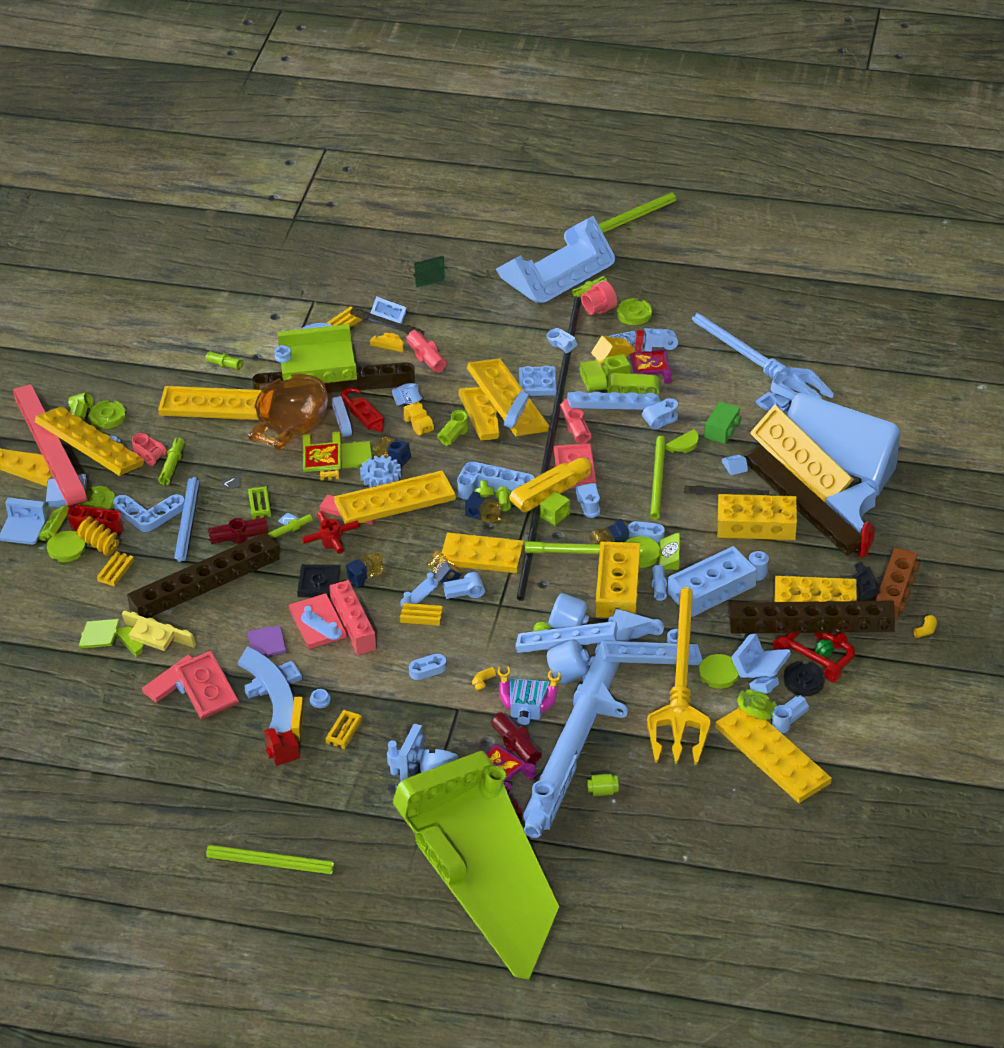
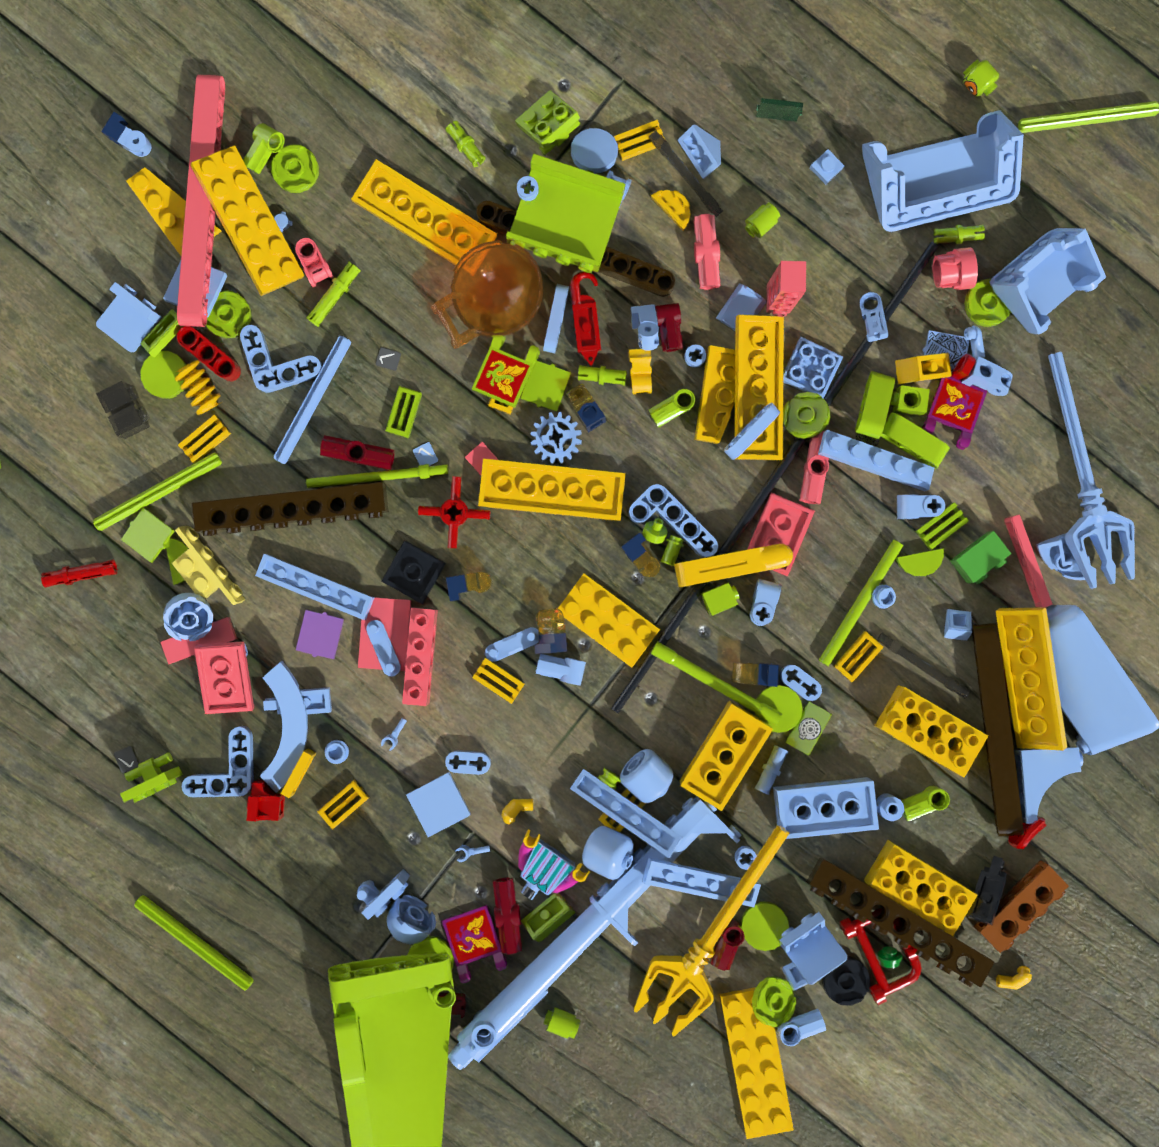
camera: 25 degrees right, 45 degrees up
(40, 567) = (126, 415): none -> clear smoke piece
(47, 677) = (69, 575): none -> red pin
(93, 609) = (157, 491): none -> lime axle
(150, 772) = (126, 759): none -> dark grey sticker
(158, 655) = (188, 617): none -> light blue cylinder
(181, 762) = (152, 776): none -> lime plate
(245, 743) = (235, 772): none -> light blue beam
(247, 609) = (314, 586): none -> light blue plate
(275, 324) = (549, 121): none -> lime plate
(359, 674) = (393, 736): none -> light blue hand
(394, 431) = (602, 375): none -> lime pin
(419, 696) = (438, 804): none -> light blue tile
(430, 397) = (669, 326): none -> dark red piece
(452, 398) = (691, 349): none -> light blue bush
(453, 324) = (762, 220): none -> lime brick
(458, 718) = (471, 851): none -> light blue hand
(463, 375) = (741, 302): none -> light blue piece
(480, 290) = (826, 166): none -> light blue plate
(490, 329) = (786, 287): none -> coral brick
(549, 731) = (547, 917): none -> lime slope
(550, 398) = (806, 415): none -> lime tile
(551, 219) = (981, 78): none -> lime head
(635, 325) = (975, 336): none -> light blue arm
(664, 280) = (1048, 275): none -> light blue windscreen
(671, 466) = (883, 596): none -> light blue plate
(675, 514) = (844, 671): none -> yellow tile
(696, 414) = (957, 514): none -> lime tile
(698, 687) = (727, 947): none -> dark red piece
(747, 407) = (1028, 561): none -> coral tile
(783, 555) = (922, 804): none -> lime piece

